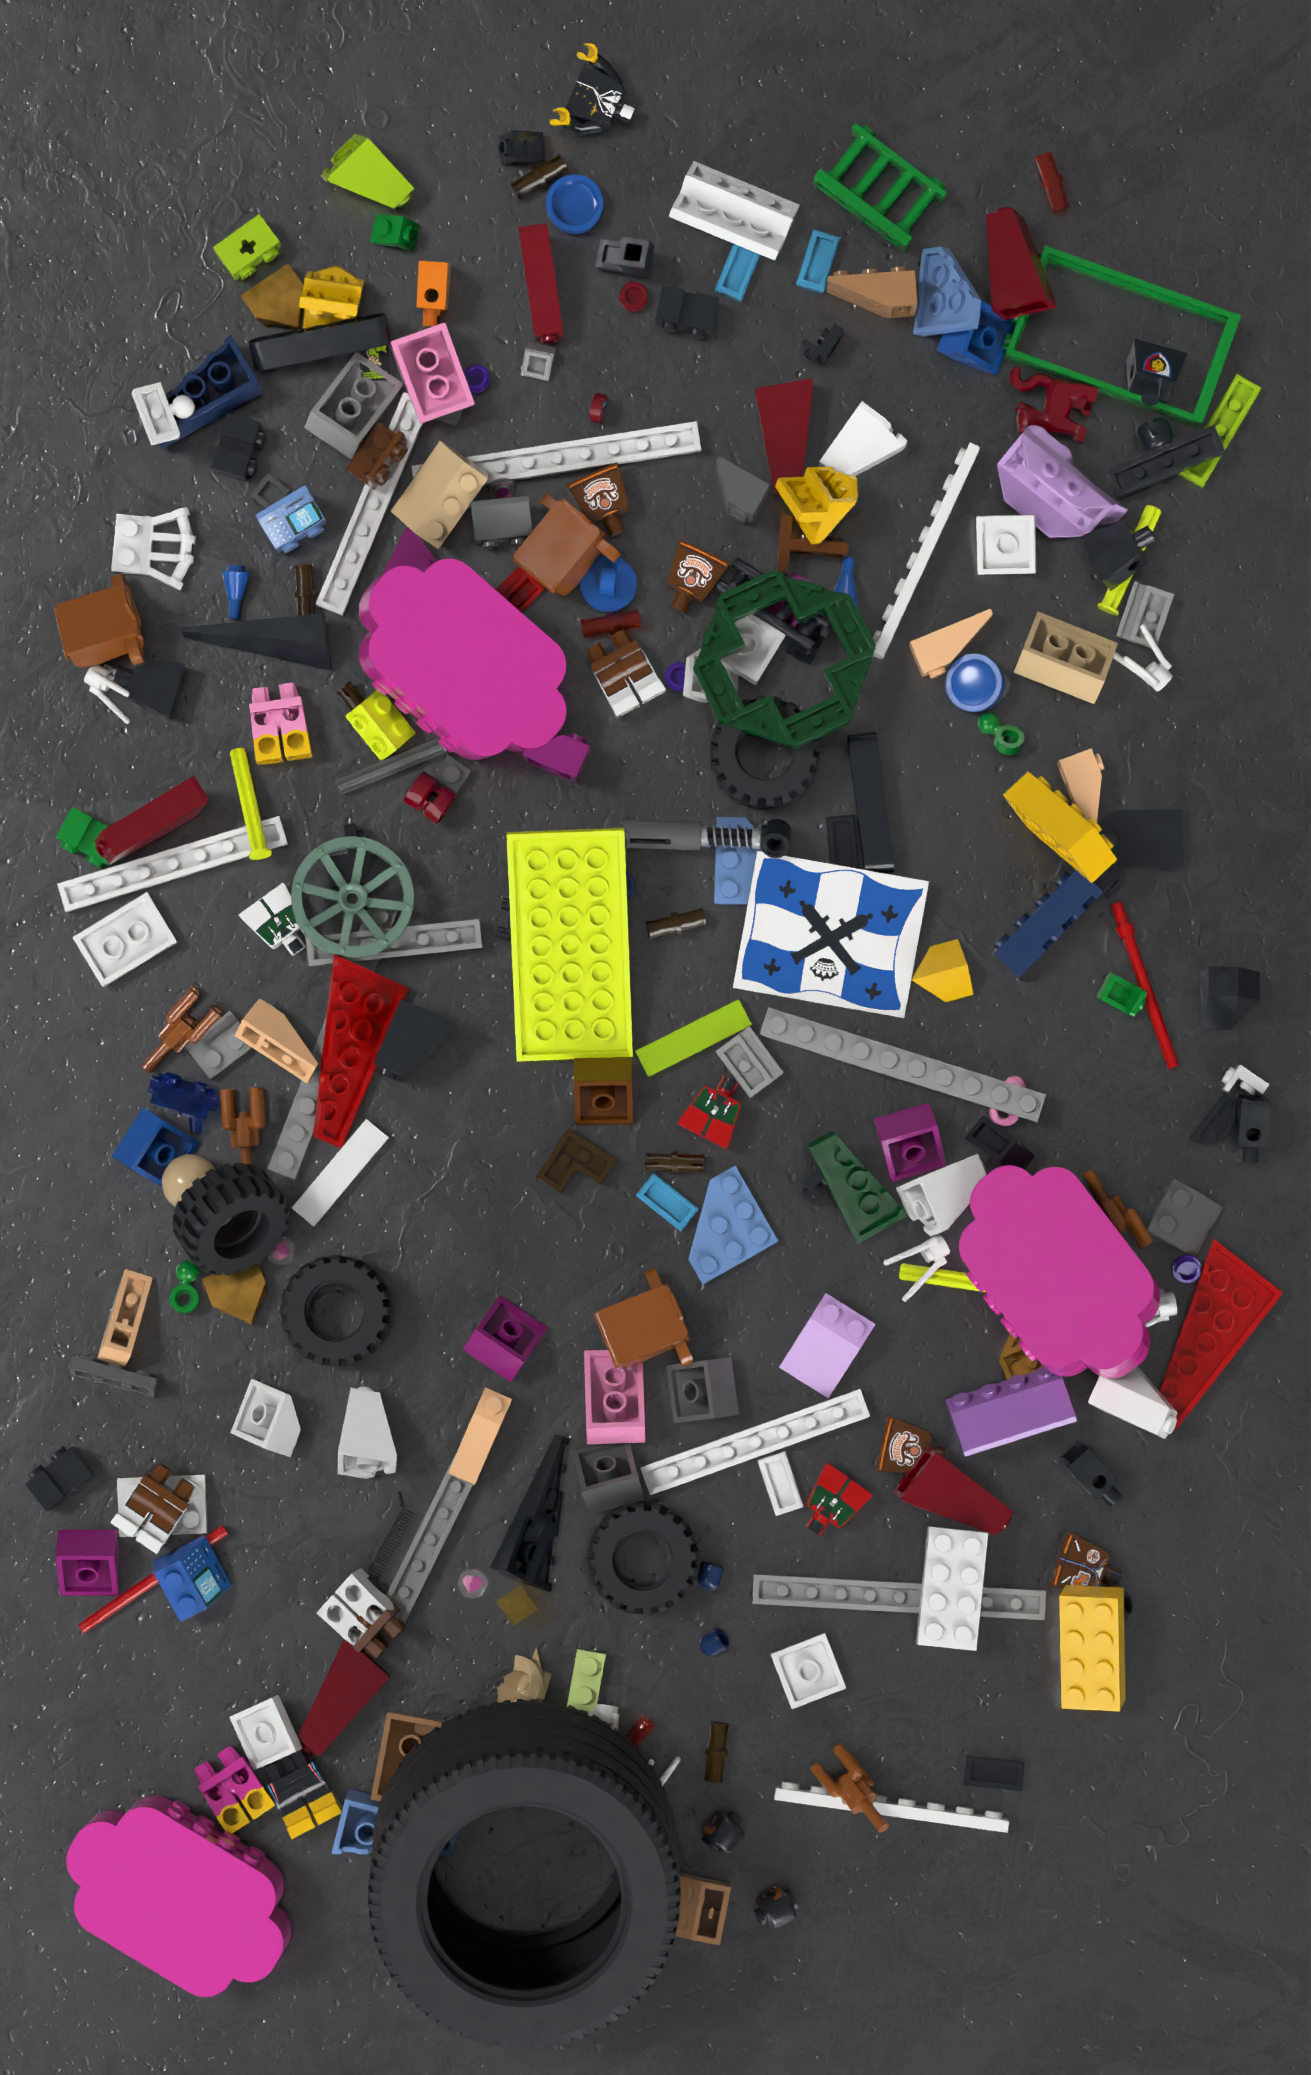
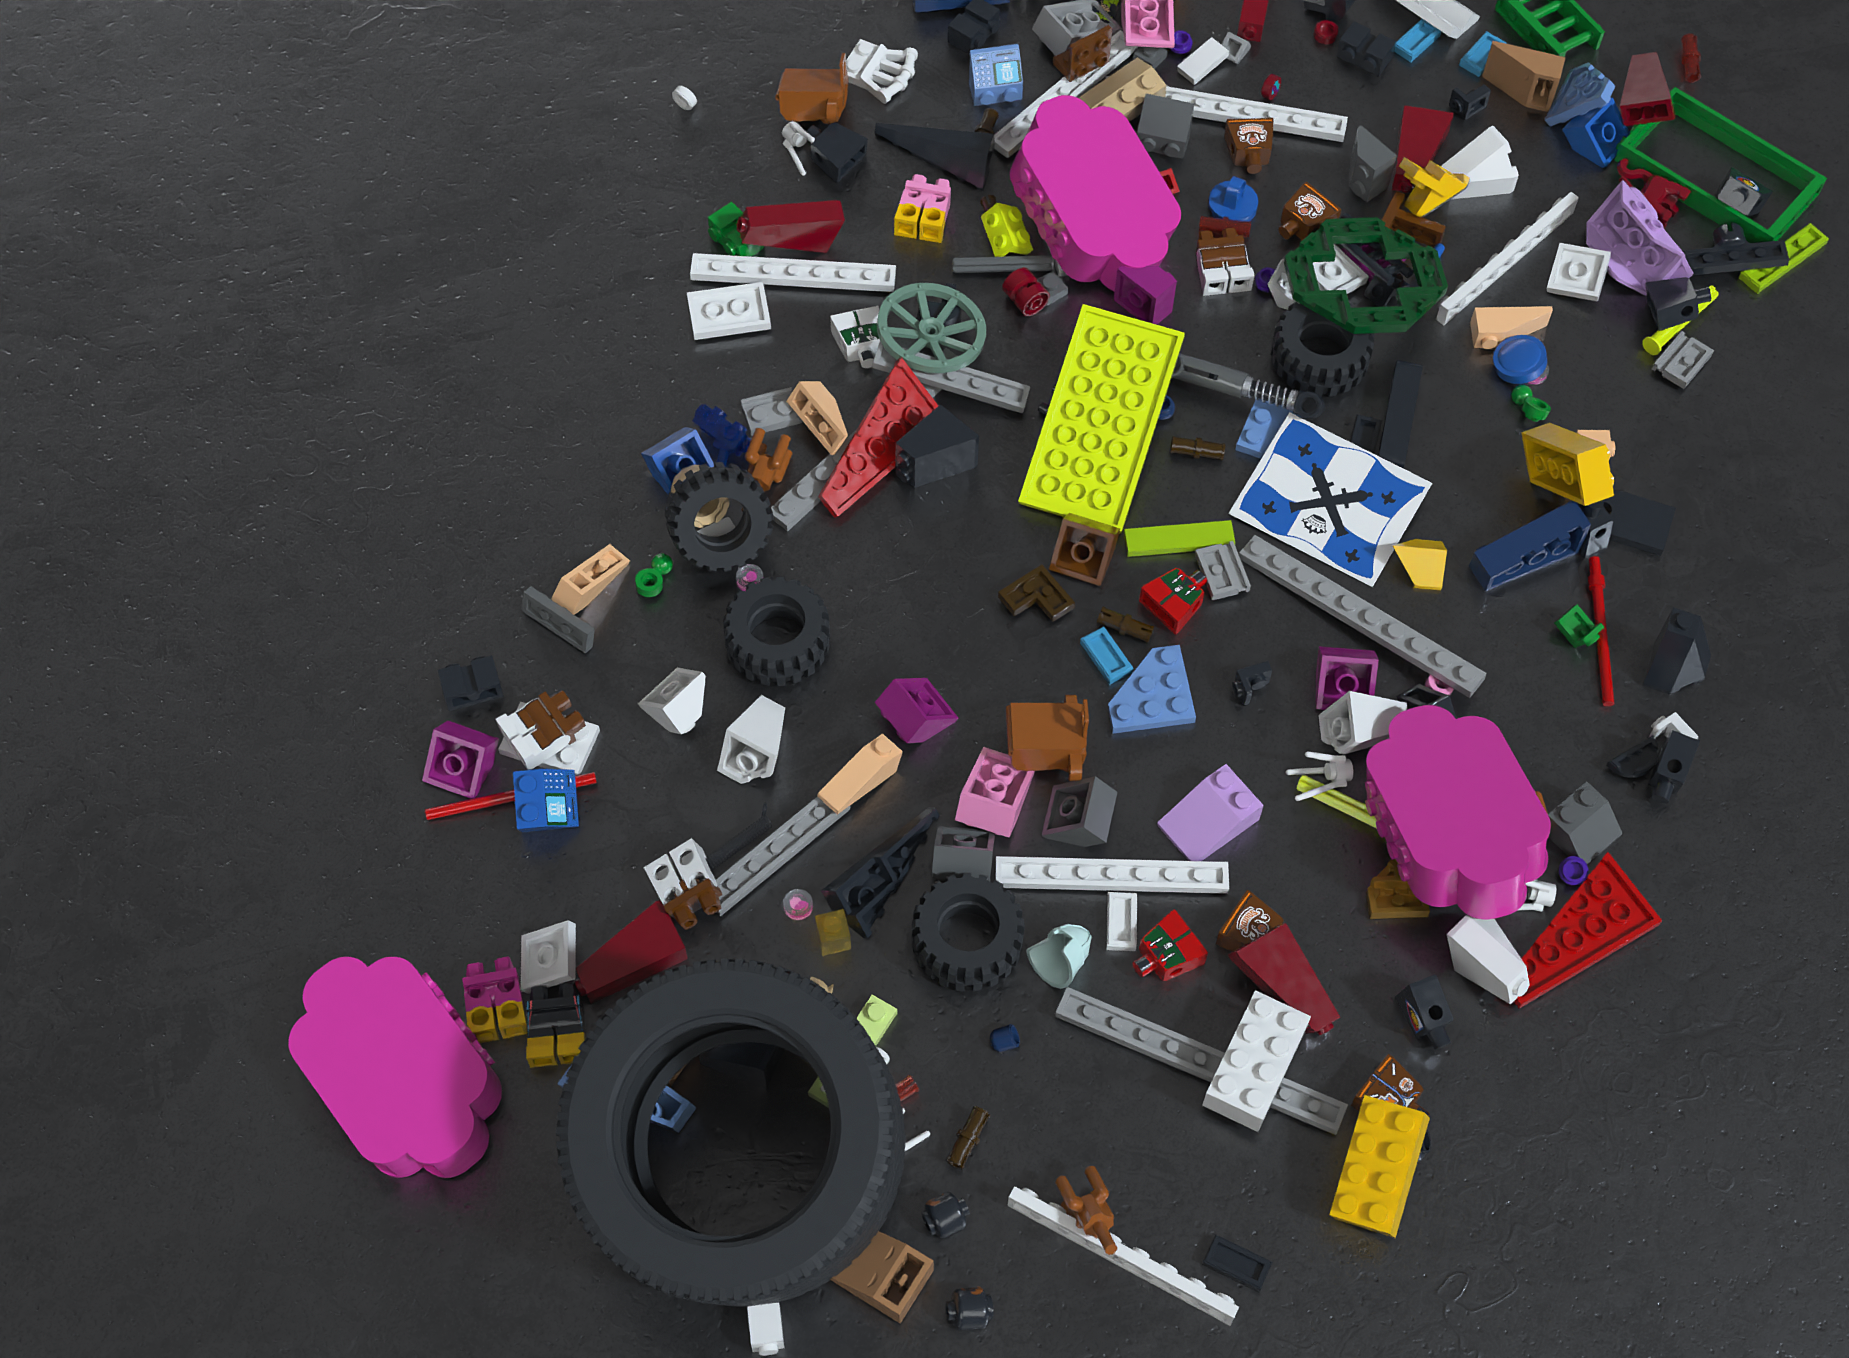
camera: 15 degrees right, 25 degrees down
(182, 1028) = (745, 381): dark orange plant -> none
(235, 584) = (933, 106): blue cone -> none
(237, 1293) = (698, 593): pearl gold slope -> none
(249, 805) = (869, 275): neon yellow axle -> none
(340, 1172) = (828, 536): white tile -> none
(510, 396) = (1203, 61): none -> white tile
(562, 547) = (1209, 155): dark orange piece -> none
(709, 1575) = (1024, 974): dark blue piece -> none
(738, 1543) = (1060, 954): none -> light aqua helmet
(808, 1670) = (1086, 1095): white plate -> none
(857, 1193) = (1283, 697): dark green wing -> none
(1010, 1410) = (1367, 922): medium lavender slope -> none
(1066, 657) = (1603, 366): tan slope -> none
(1155, 674) = (1681, 401): white plant -> none

